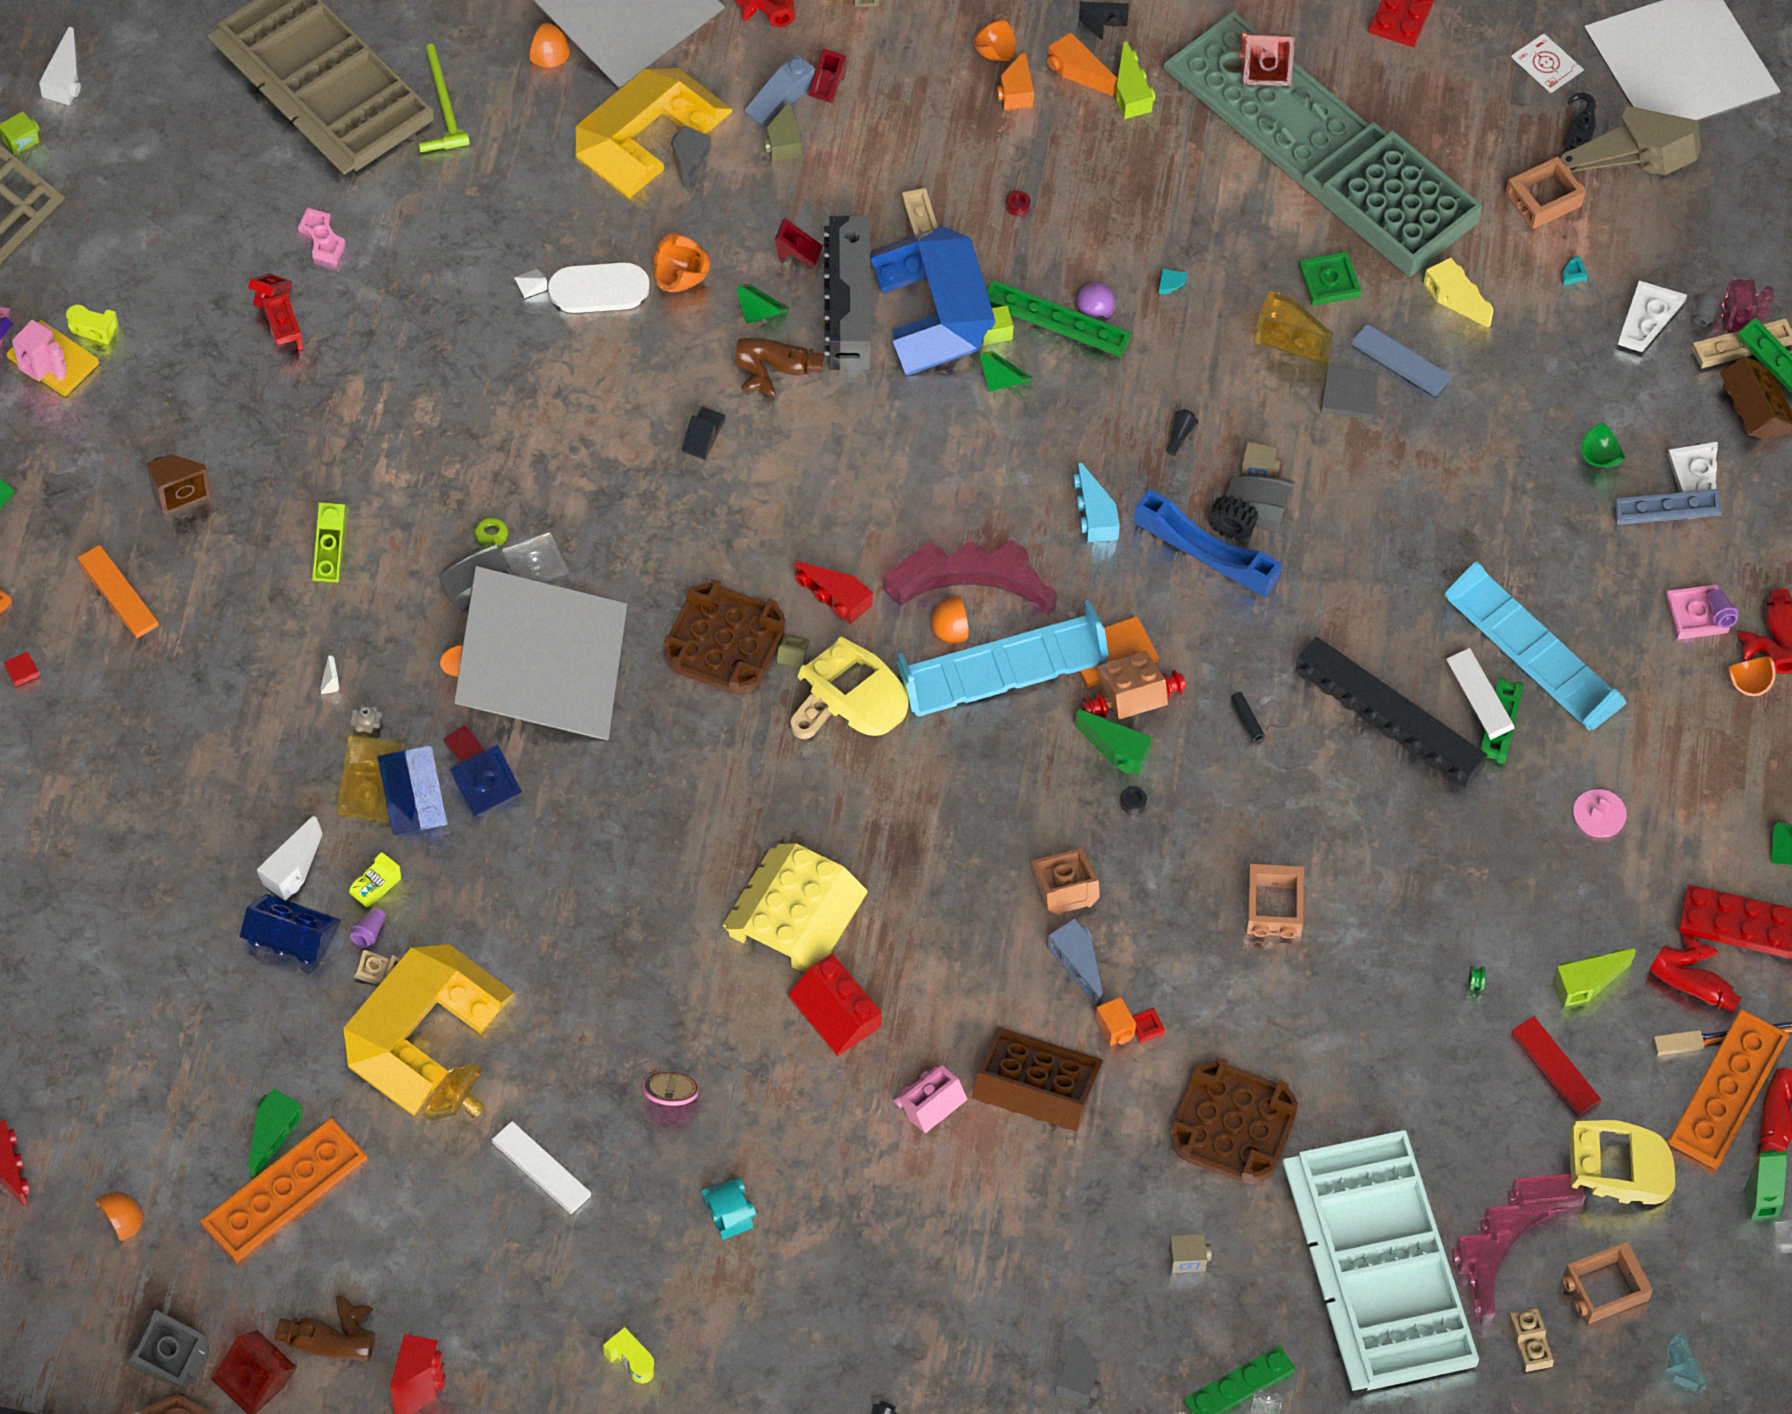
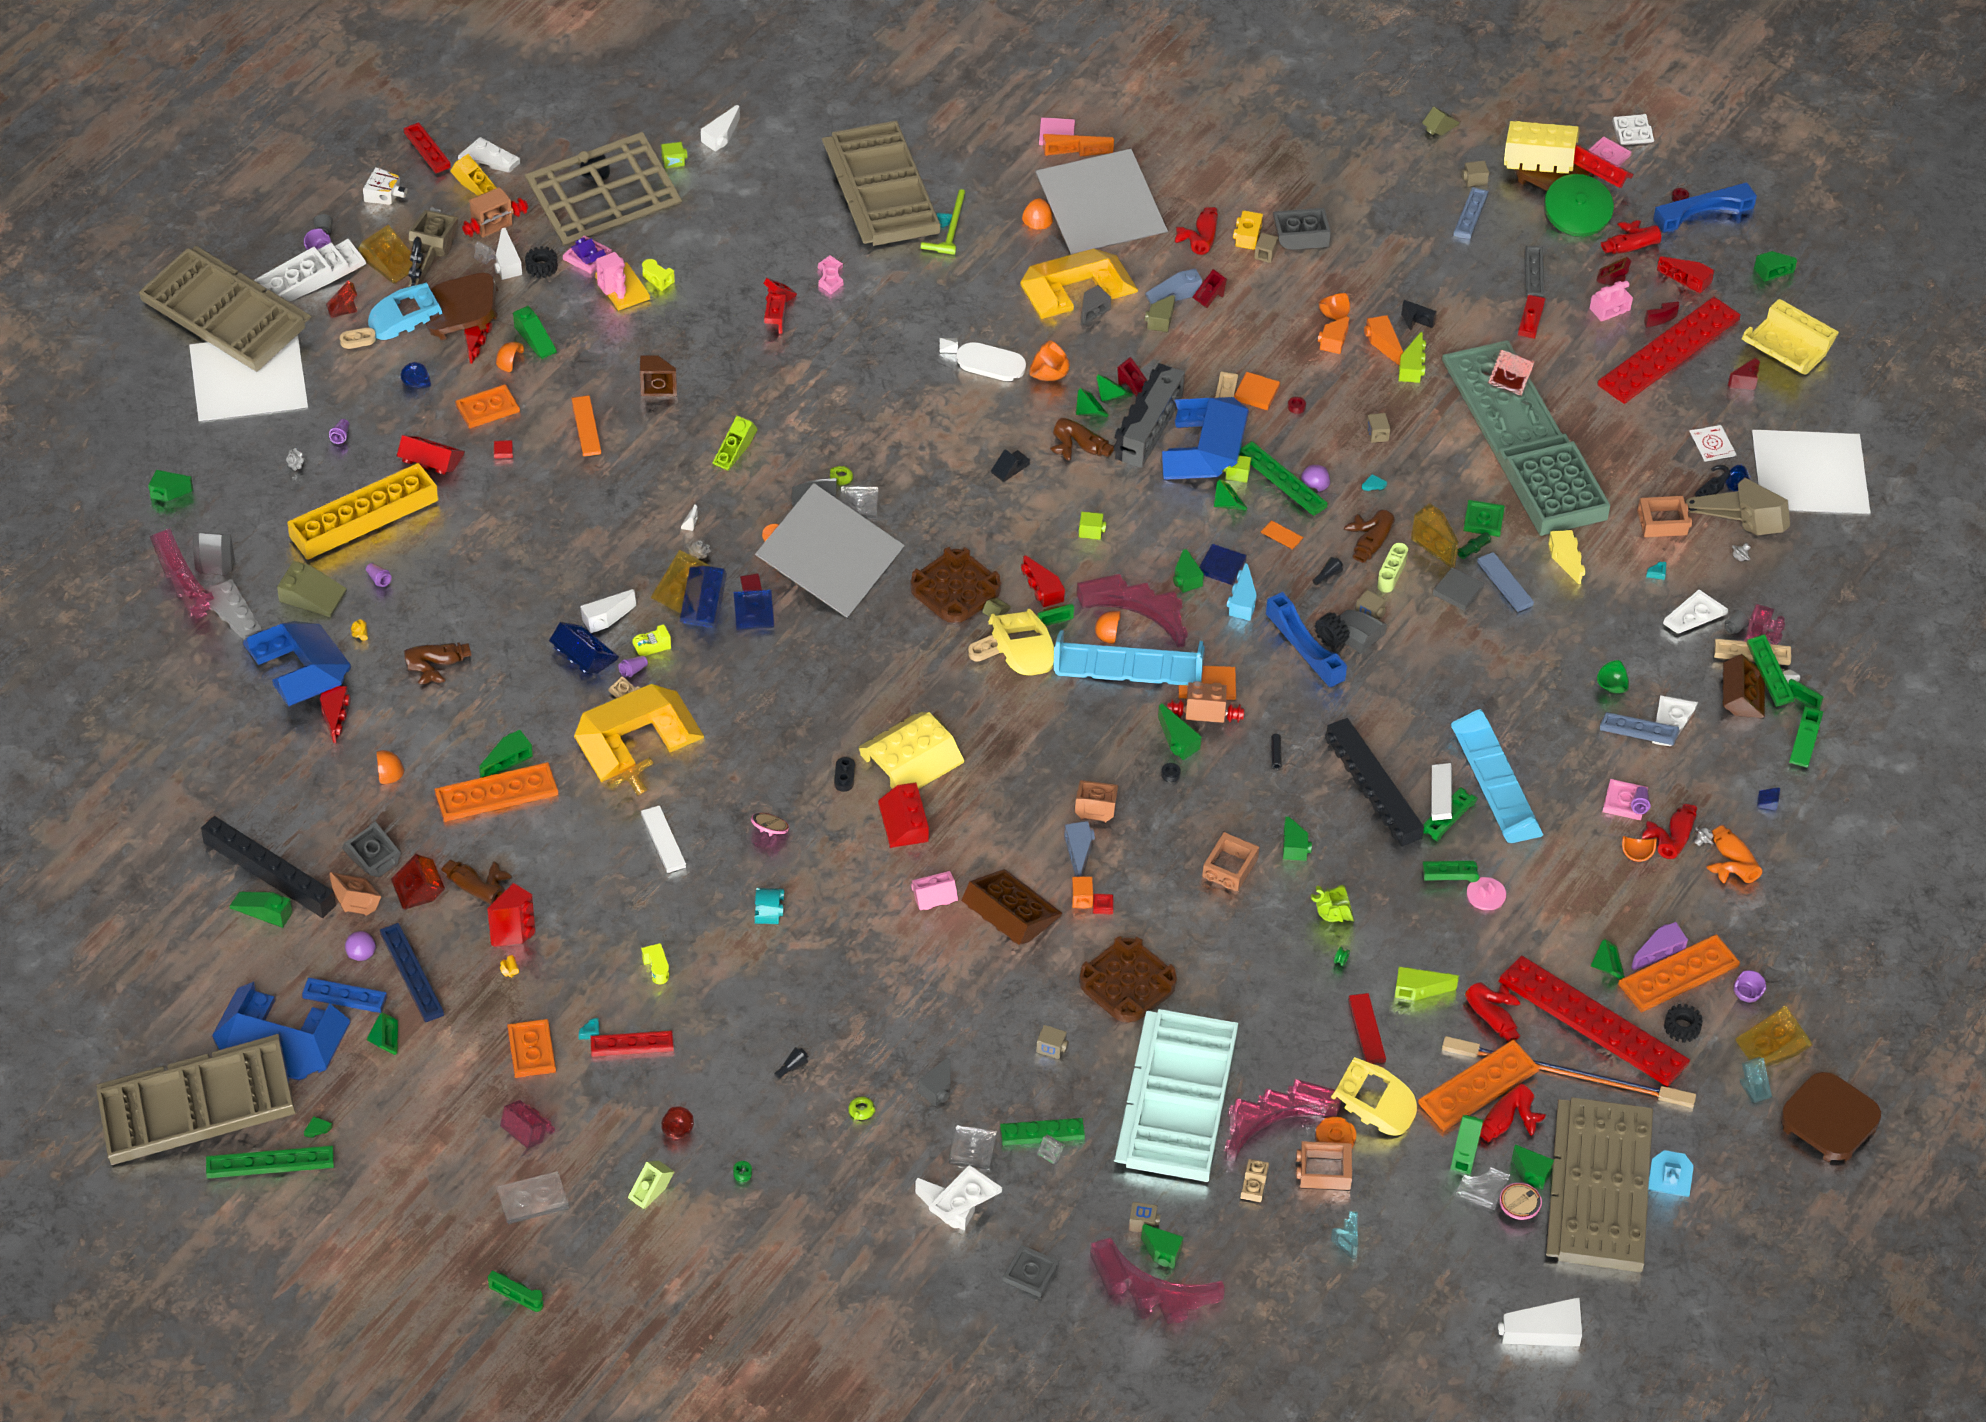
camera: 25 degrees right, 10 degrees down
(99, 1016) = (440, 654): none -> reddish brown piece
(429, 95) = (944, 219): none -> teal tile
(725, 971) = (844, 770): none -> black plate
(774, 270) = (1110, 390): none -> green slope
(854, 482) = (1091, 525): none -> lime brick
(872, 629) = (1056, 614): none -> green slope
(958, 201) = (1257, 390): none -> orange tile
(1009, 503) = (1187, 573): none -> green slope
(1043, 472) = (1222, 564): none -> clear blue tile
(1094, 399) = (1282, 534): none -> orange sticker
(1138, 199) = (1378, 427): none -> dark tan brick
(1213, 364) = (1376, 533): none -> reddish brown piece
(1253, 386) = (1392, 567): none -> yellowish green beam
(1337, 837) = (1295, 841): none -> green slope
(1340, 322) = (1474, 545): none -> dark green pin
(1433, 911) = (1333, 904): none -> lime helmet
(1544, 800) = (1450, 870): none -> green plate
(1593, 1231) = (1335, 1131): none -> orange tile
(1609, 105) = (1737, 474): none -> clear blue piece
(1661, 208) = (1741, 552): none -> light grey plant

